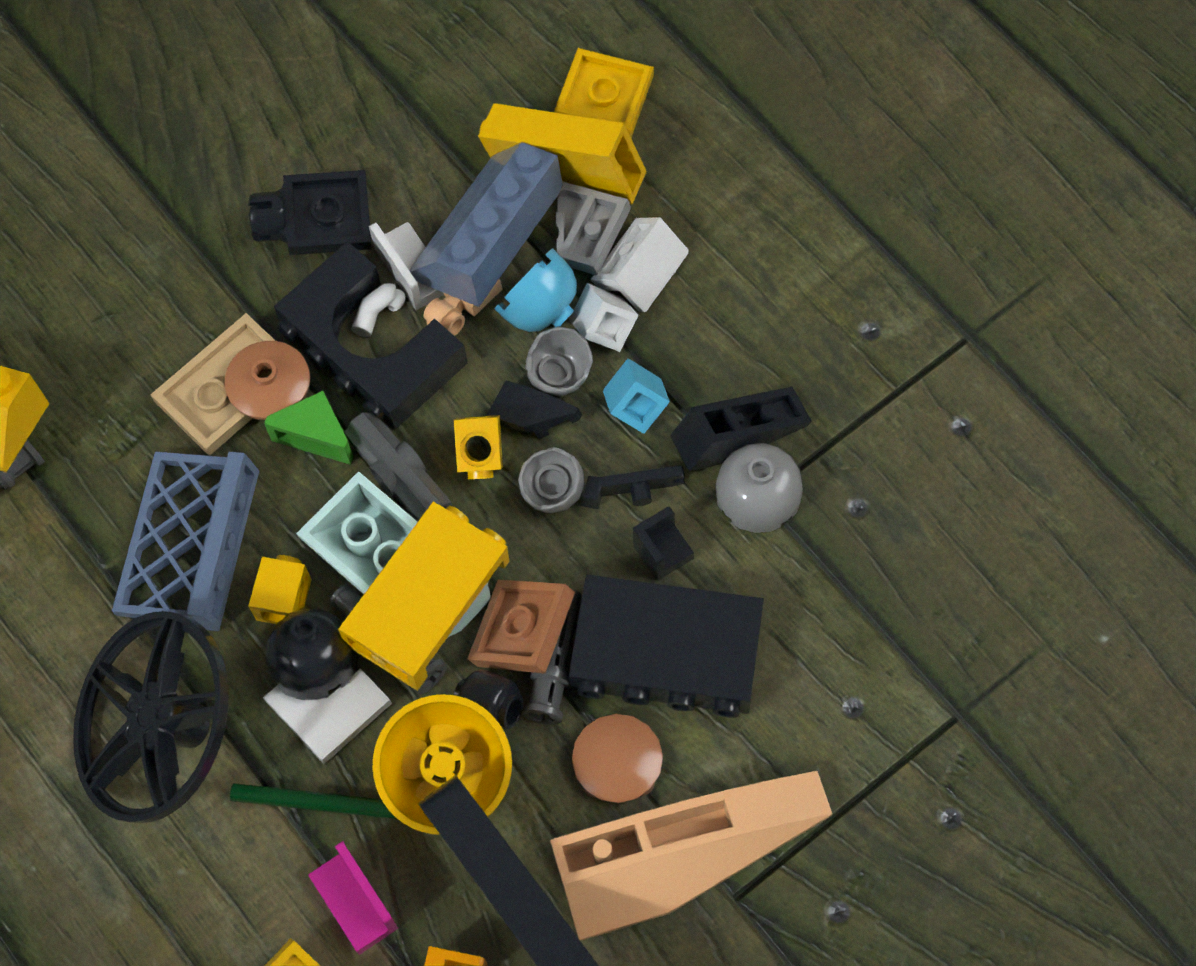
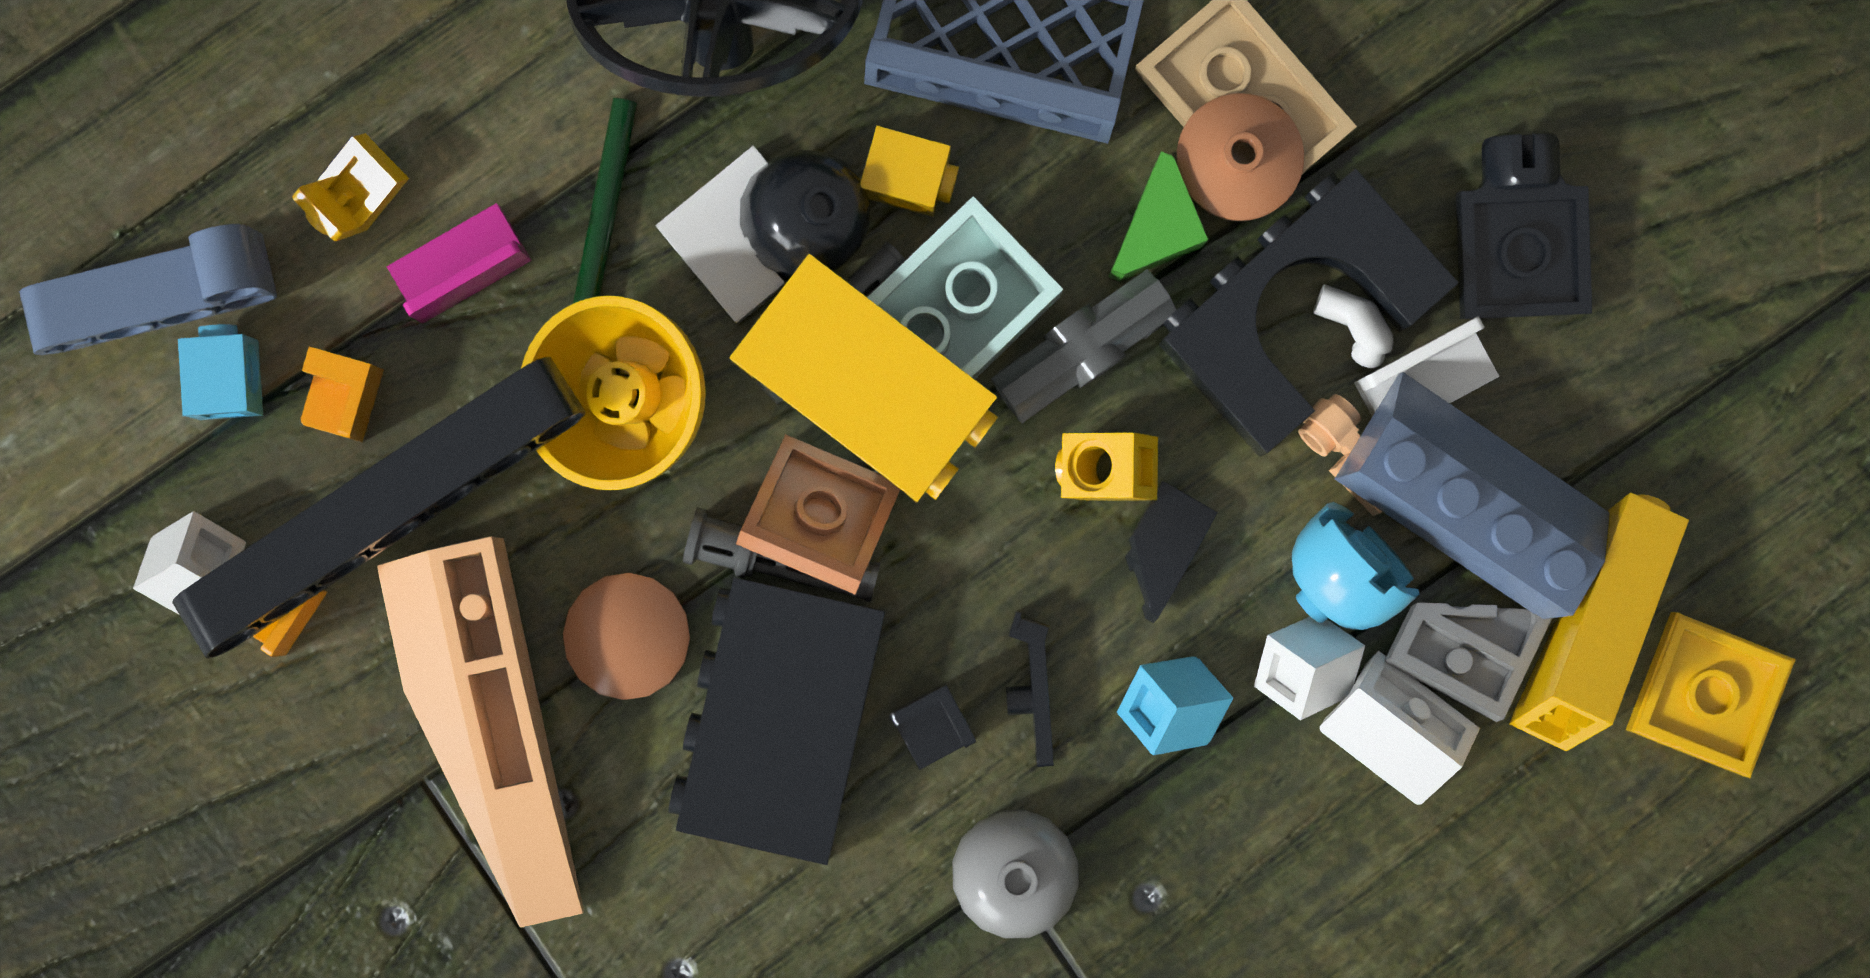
camera: 85 degrees right, 20 degrees up
(495, 694) = (719, 462): black head -> none
(551, 480) = (1044, 570): light grey hair -> none
(558, 361) = (1234, 593): light grey hair -> none
(719, 428) = (1110, 856): black slope -> none

